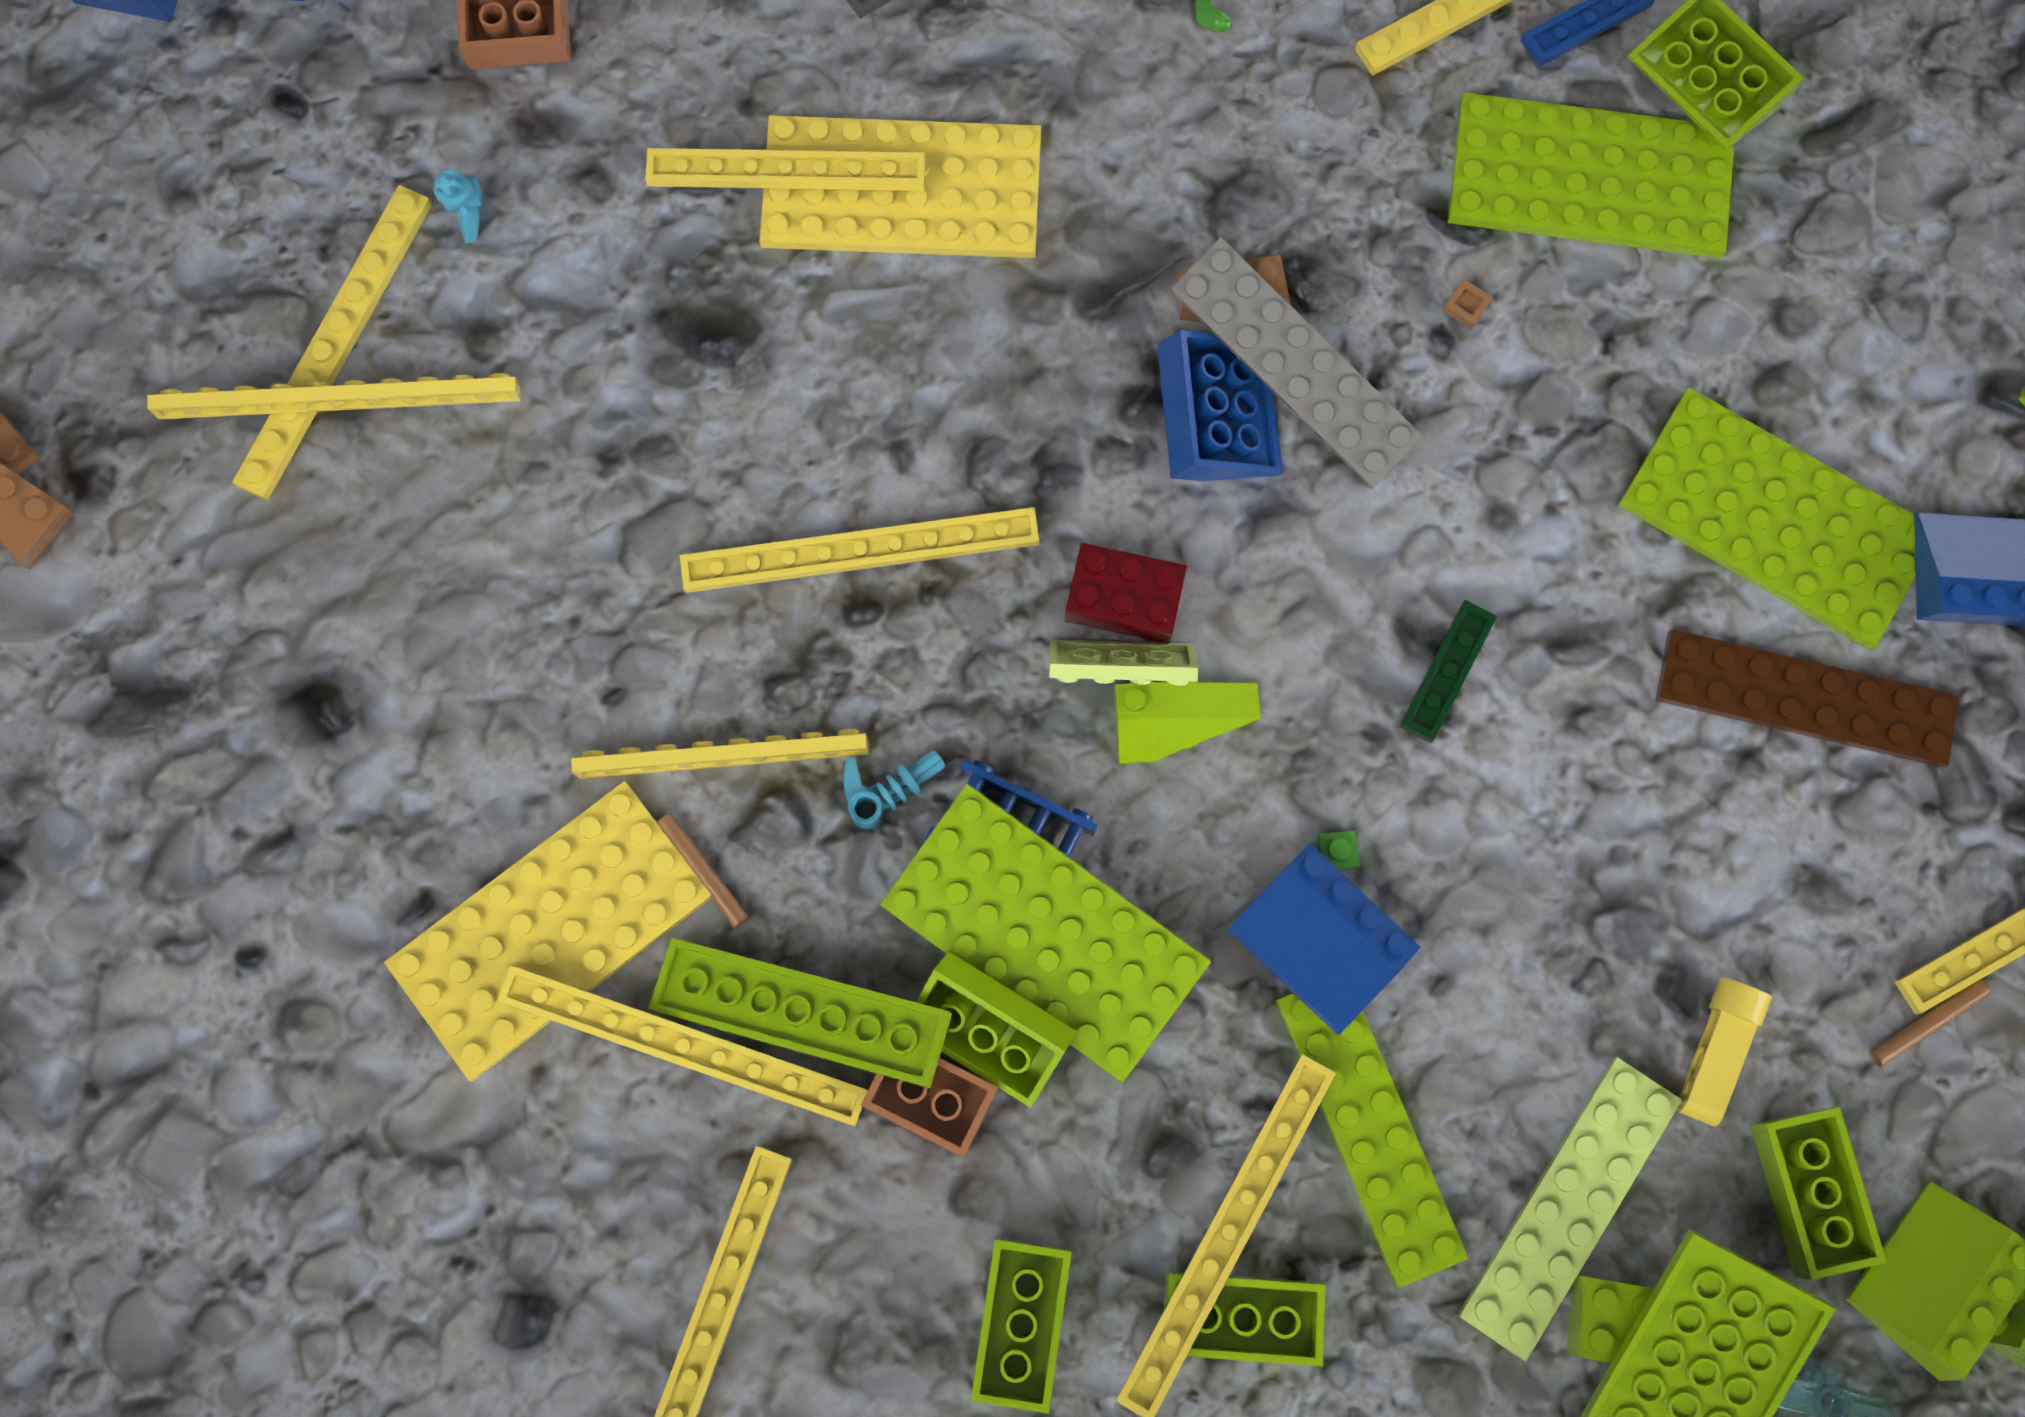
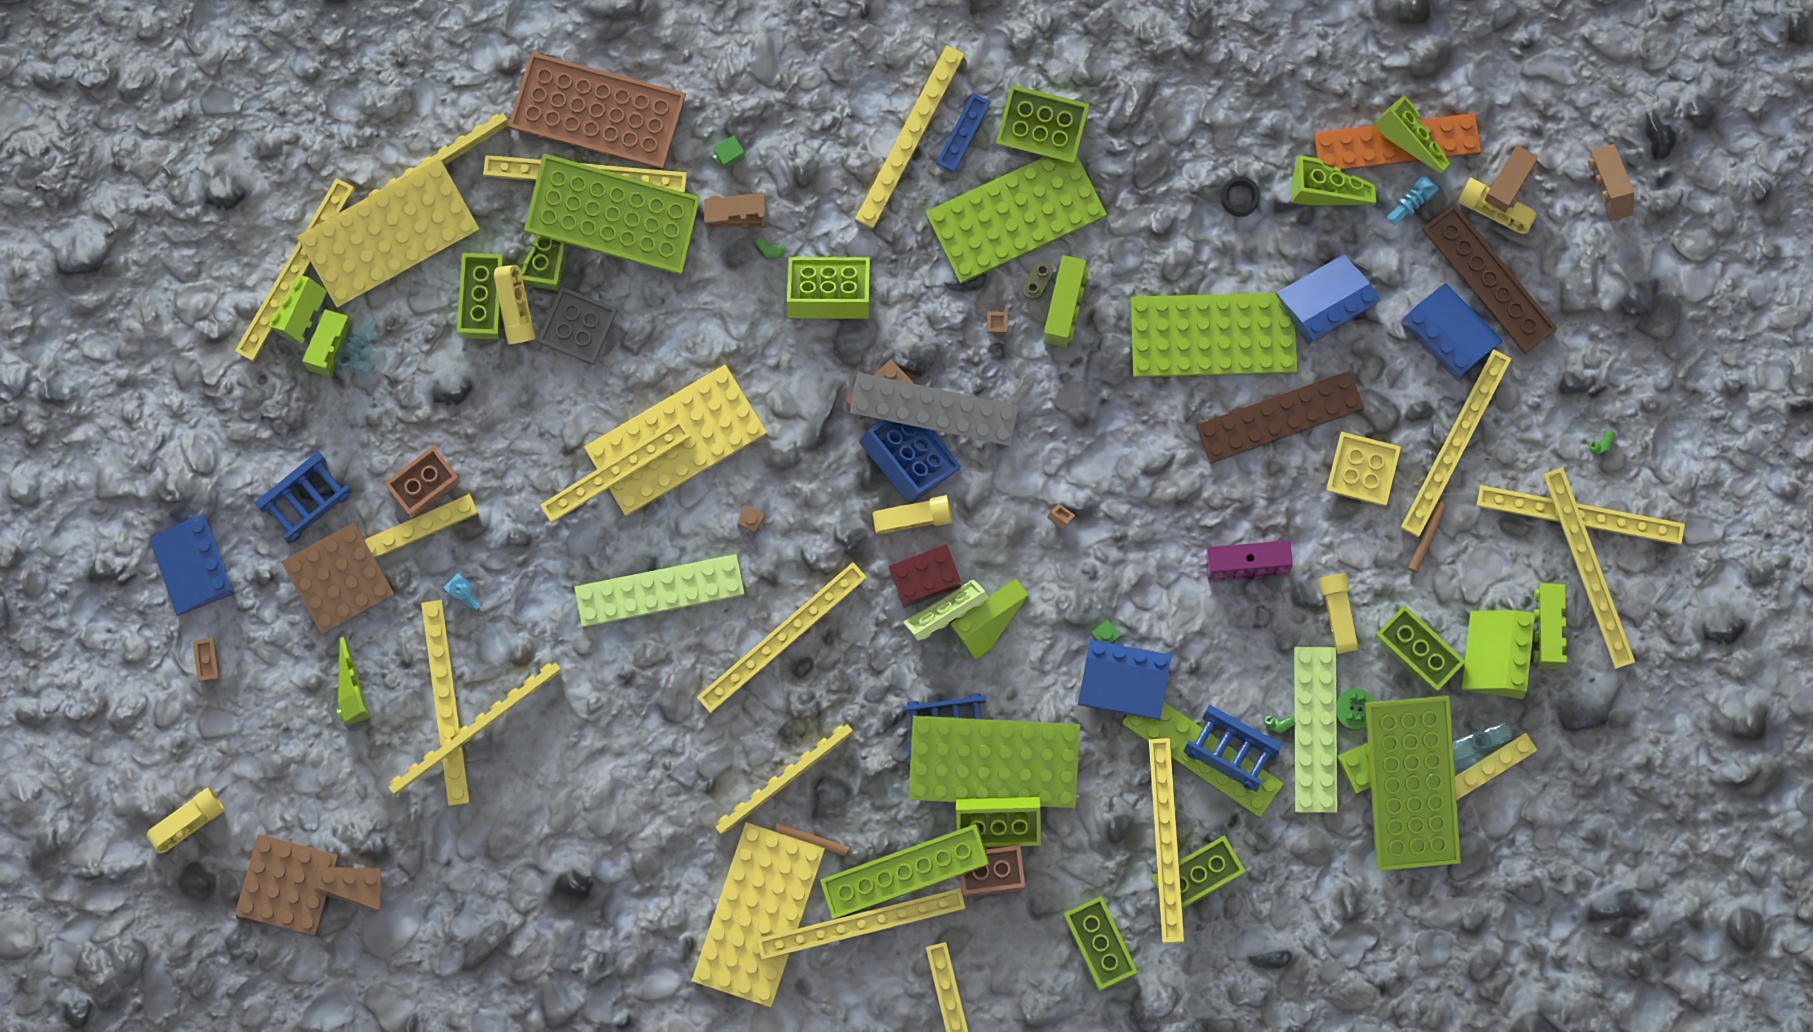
camera: 30 degrees left, 0 degrees up
(61, 79) = (206, 660): none -> medium nougat plate
(216, 239) = (350, 694): none -> lime wedge
(310, 78) = (337, 577): none -> medium nougat plate
(435, 80) = (421, 526): none -> light yellow plate
(735, 376) = (659, 590): none -> yellowish green plate
(895, 789) = (874, 748): medium azure piece -> none
(931, 358) = (750, 519): none -> medium nougat plate
(1166, 497) = (915, 515): none -> light yellow beam
(1255, 112) = (828, 287): none -> lime slope
(1382, 635) = (1061, 516): none -> medium nougat plate
(1448, 671) = (1103, 514): dark green plate -> none
(1459, 1145) = (1241, 731): none -> blue fence
(1515, 1163) = (1278, 726): none -> bright green arm
(1566, 282) = (1037, 279): none -> olive plate
(1590, 331) = (1066, 296): none -> lime brick
(1632, 881) = (1249, 560): none -> magenta brick
(1643, 1230) = (1354, 718): none -> bright green plate
(1891, 856) = (1363, 469): none -> light yellow plate
(1960, 328) = (1236, 181): none -> black tyre

